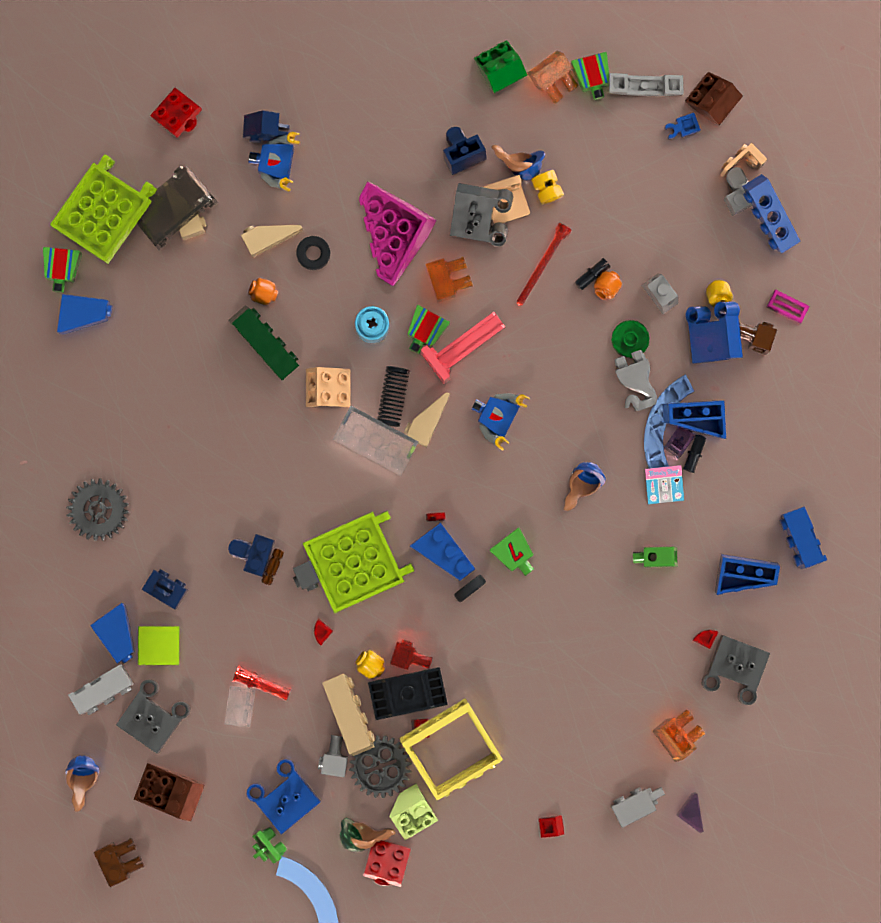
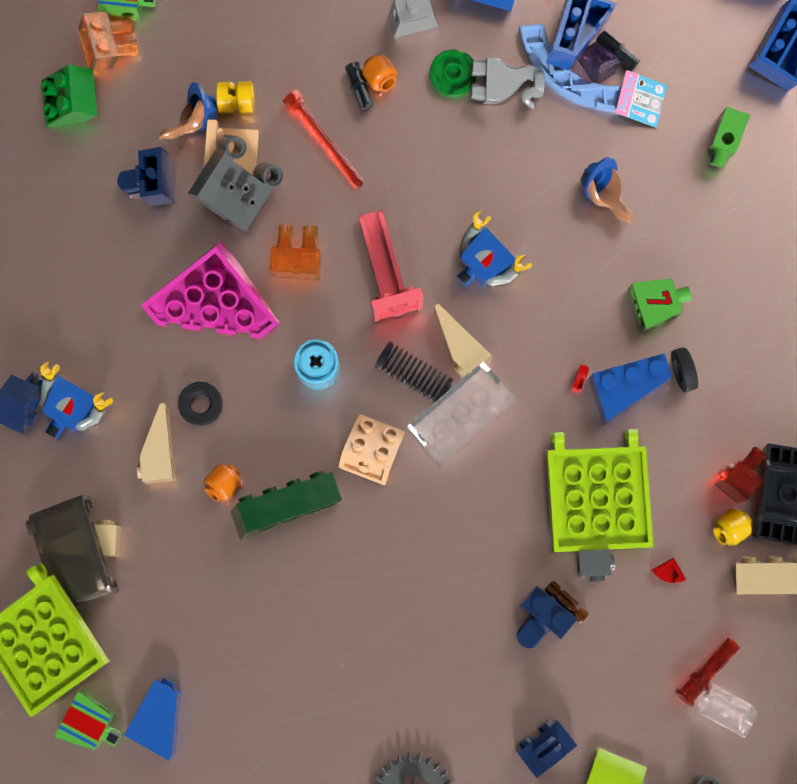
camera: 65 degrees left, 5 degrees down
(426, 329) = (347, 303): torso -> none

